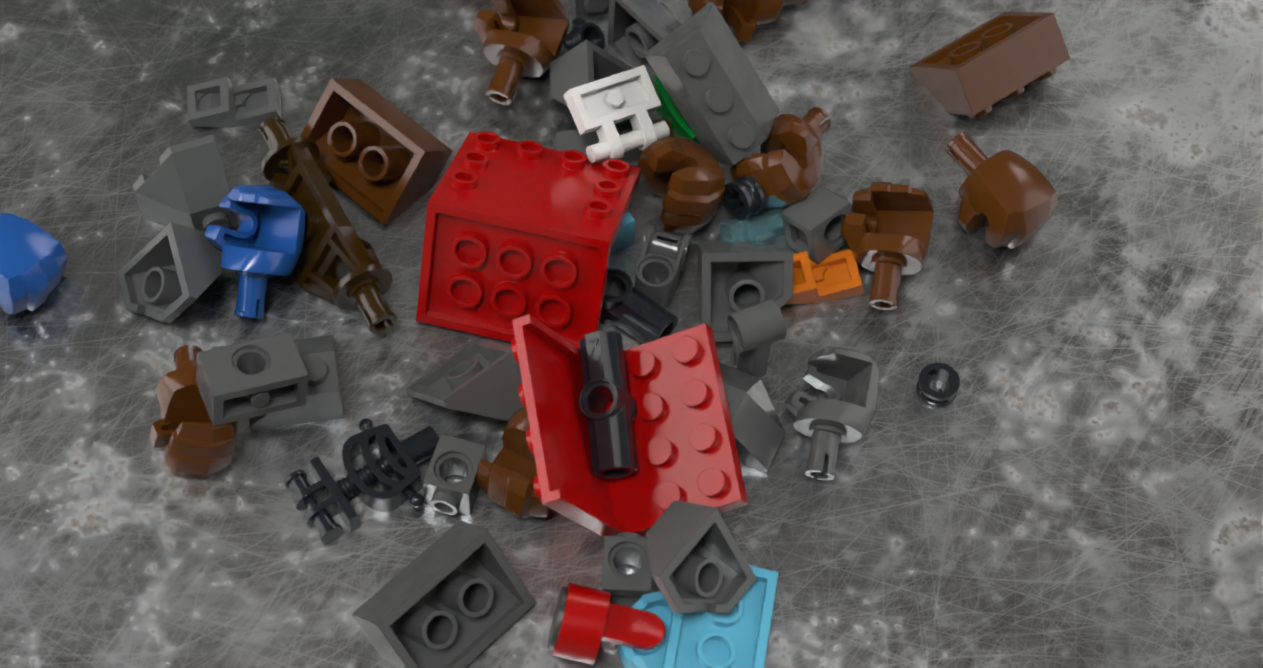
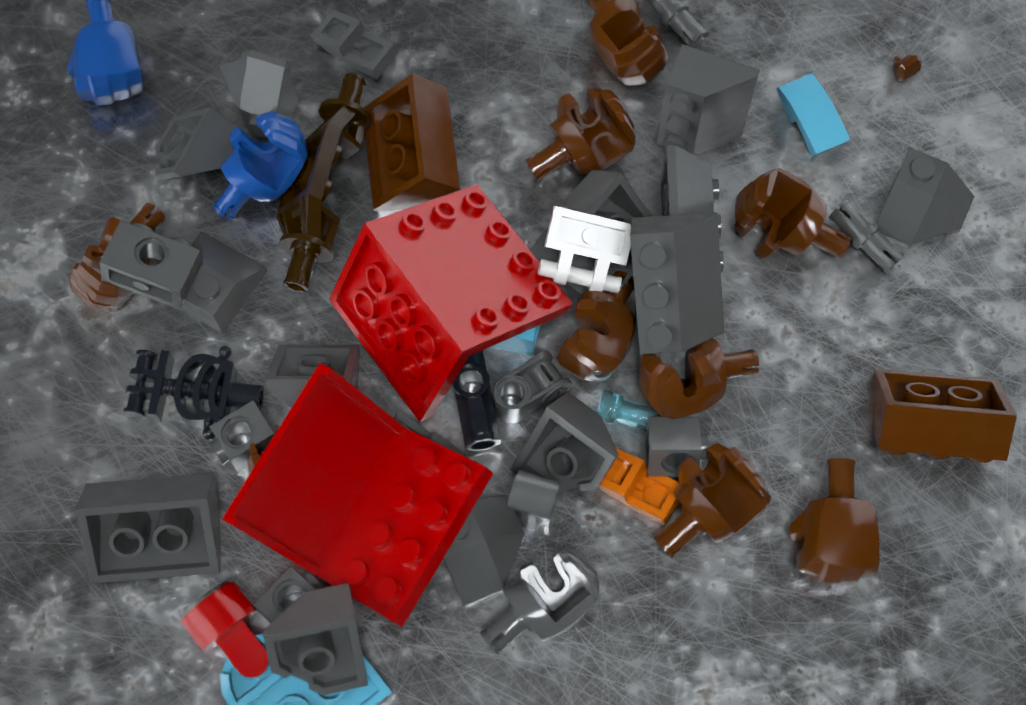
camera: 45 degrees right, 10 degrees up
(581, 31) = (646, 172): black plate -> none
(610, 431) = (371, 472): black piece -> none
(744, 197) = (629, 383): black bush -> none
(939, 399) = (659, 652): black bush -> none

